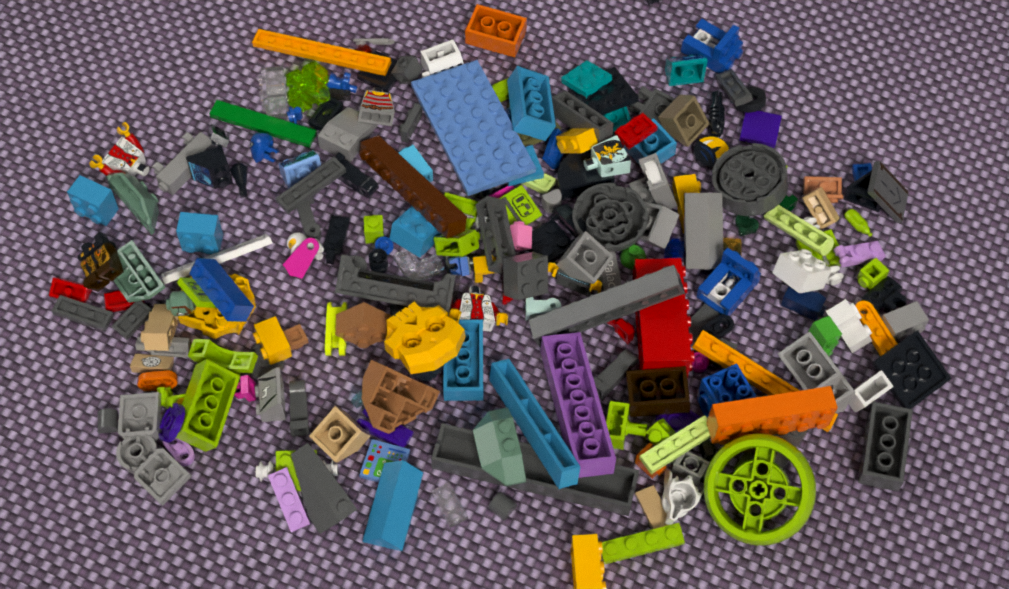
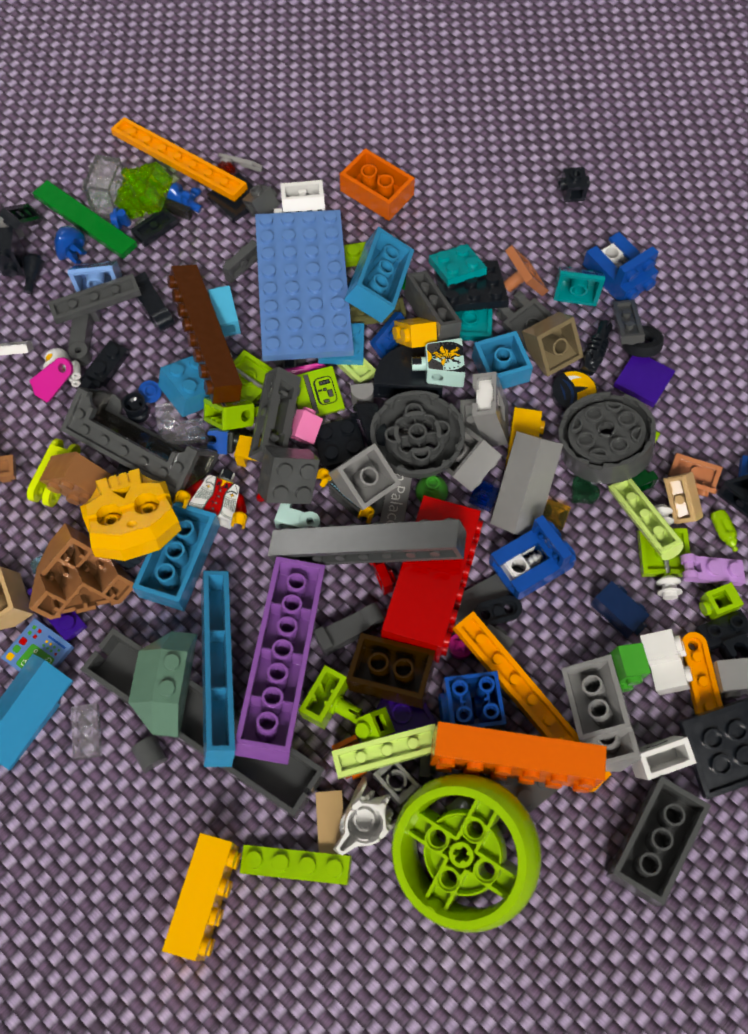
camera: 20 degrees right, 5 degrees up
(344, 134) = (166, 248): light grey slope -> none
(373, 228) = (145, 367): lime brick -> none
(377, 107) = (208, 233): light grey torso -> none
(636, 130) = (486, 340): red bracket -> none
(641, 71) = (524, 272): none -> nougat tile
(802, 271) = (629, 572): white brick -> none

